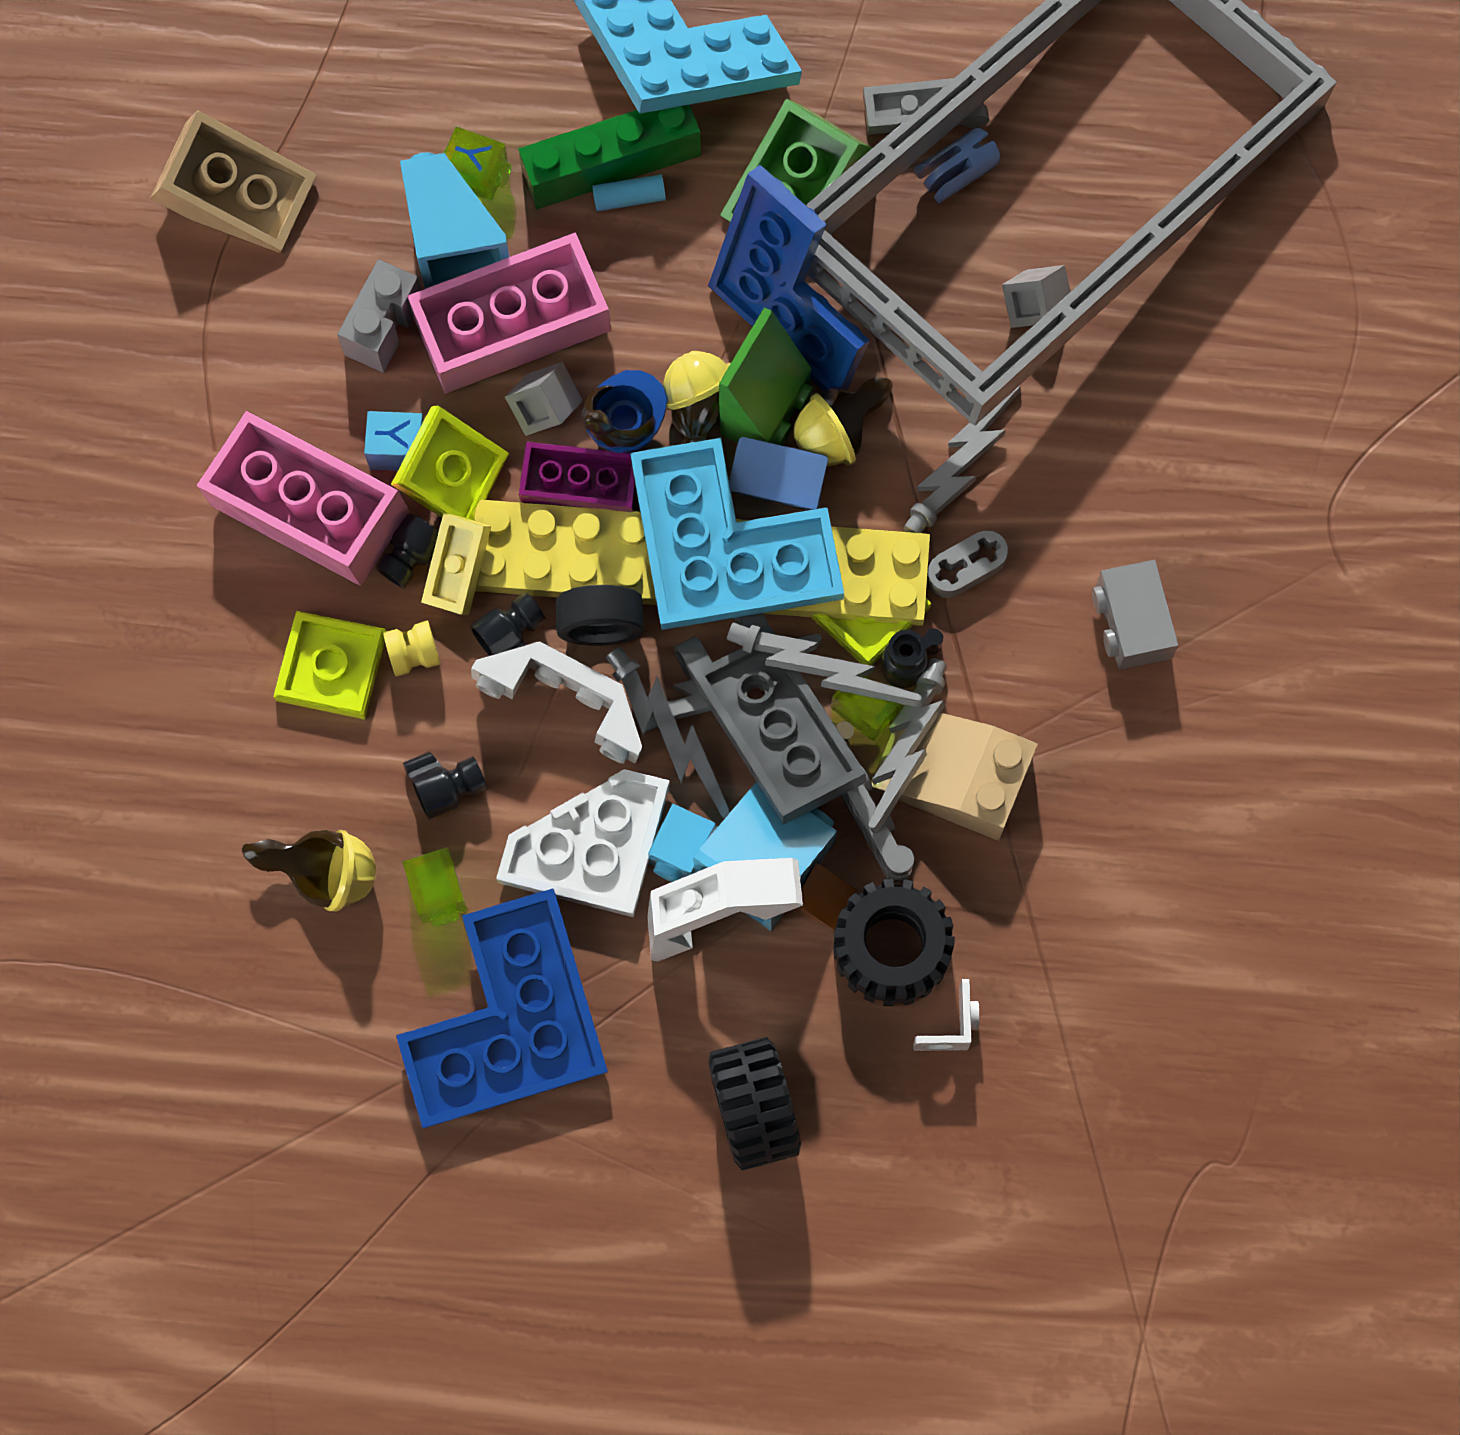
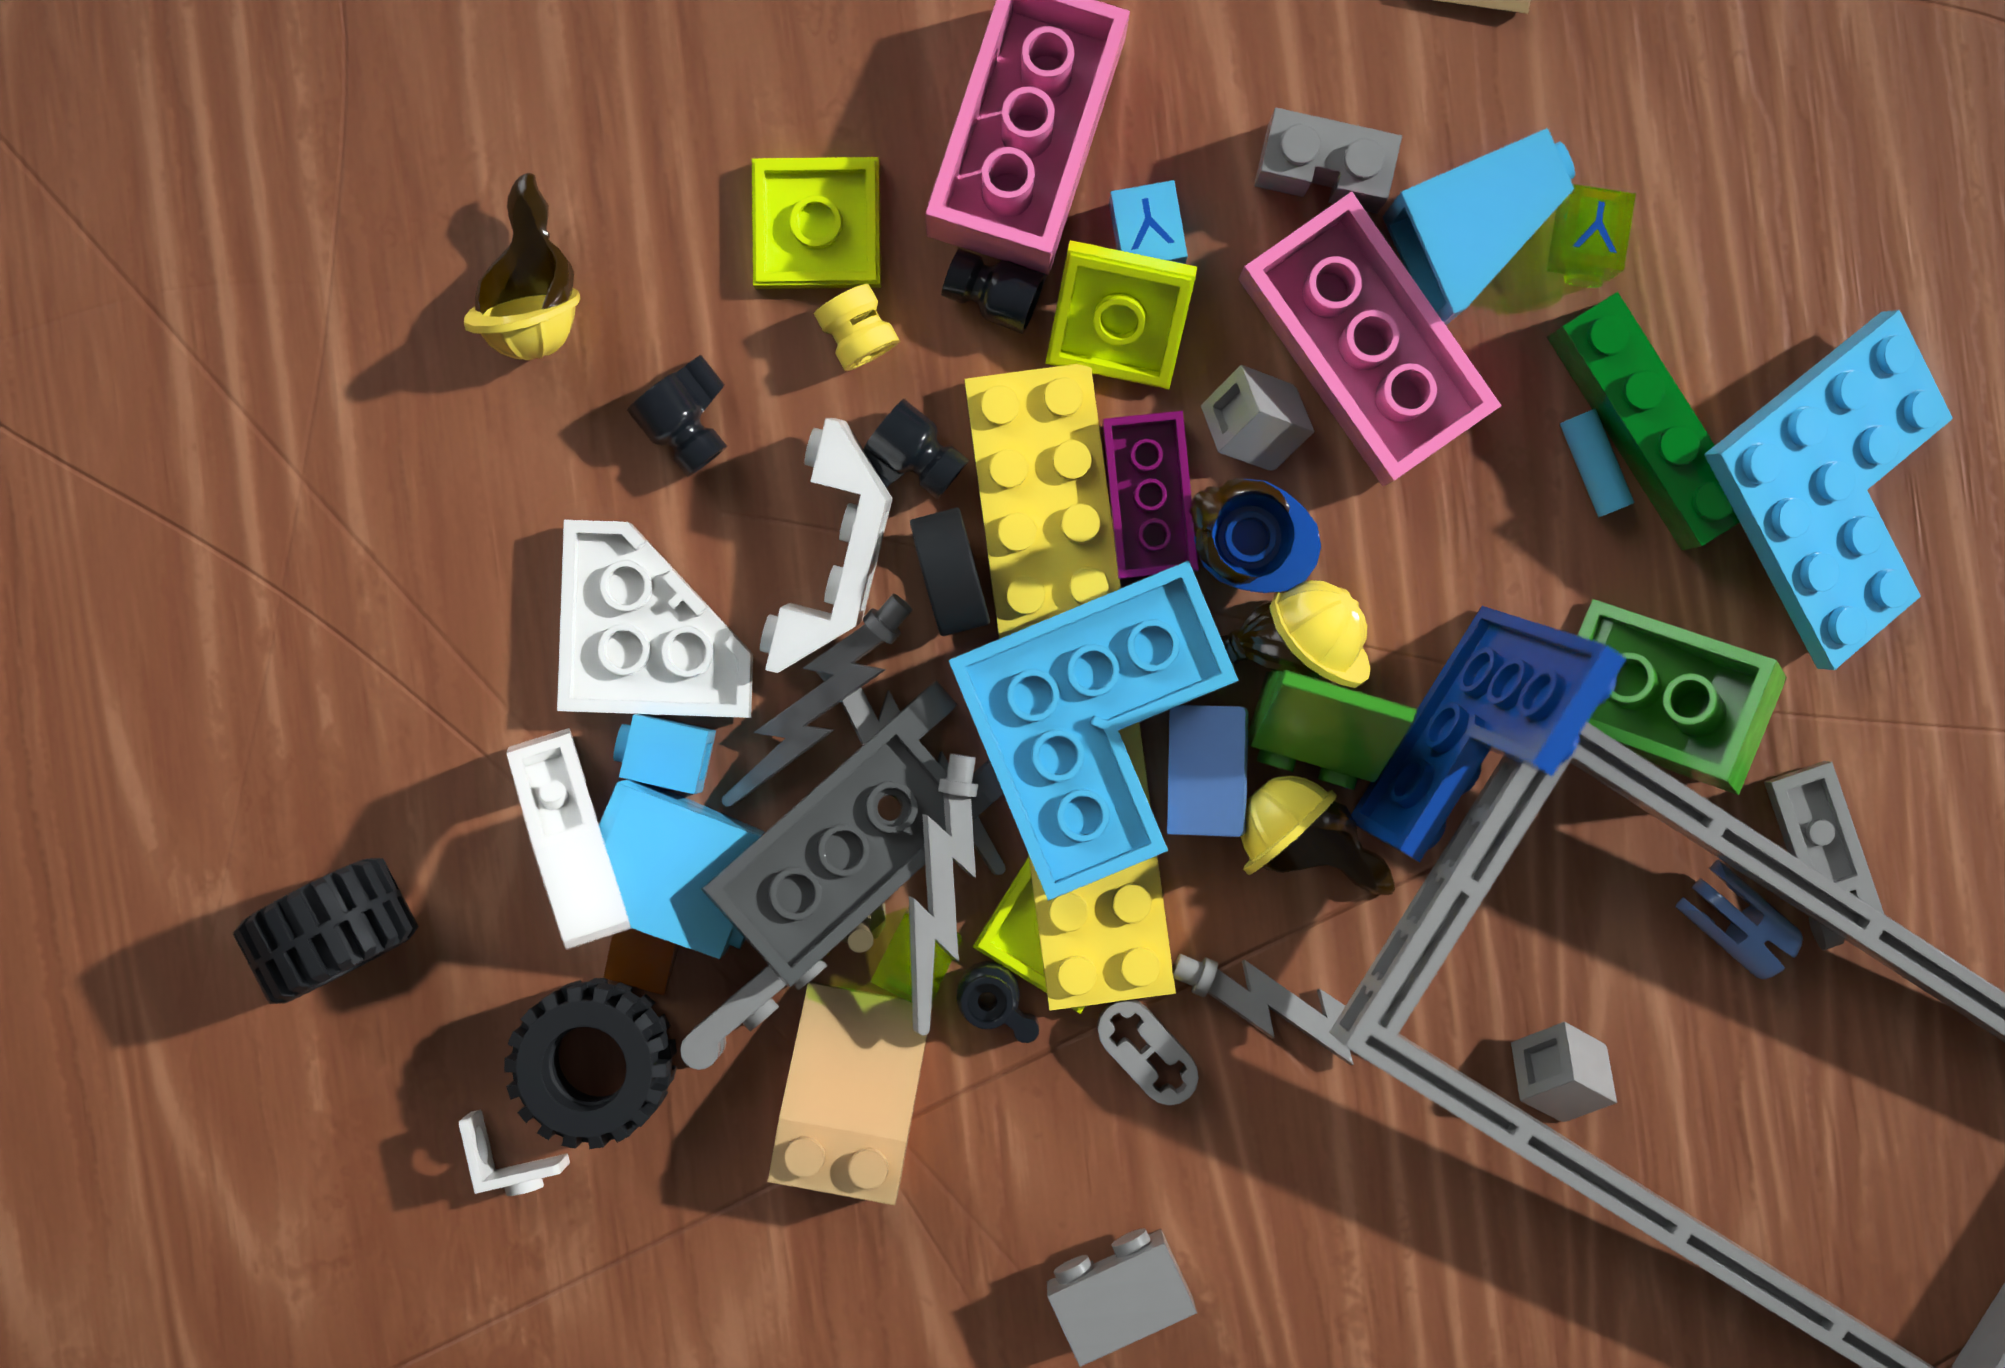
camera: 75 degrees right, 15 degrees up
(435, 887) = (535, 442): clear neon green brick -> none
(456, 564) = (986, 357): light yellow plate -> none
(530, 1034) = (376, 613): blue plate -> none
(901, 762) = (836, 1020): light grey piece -> none

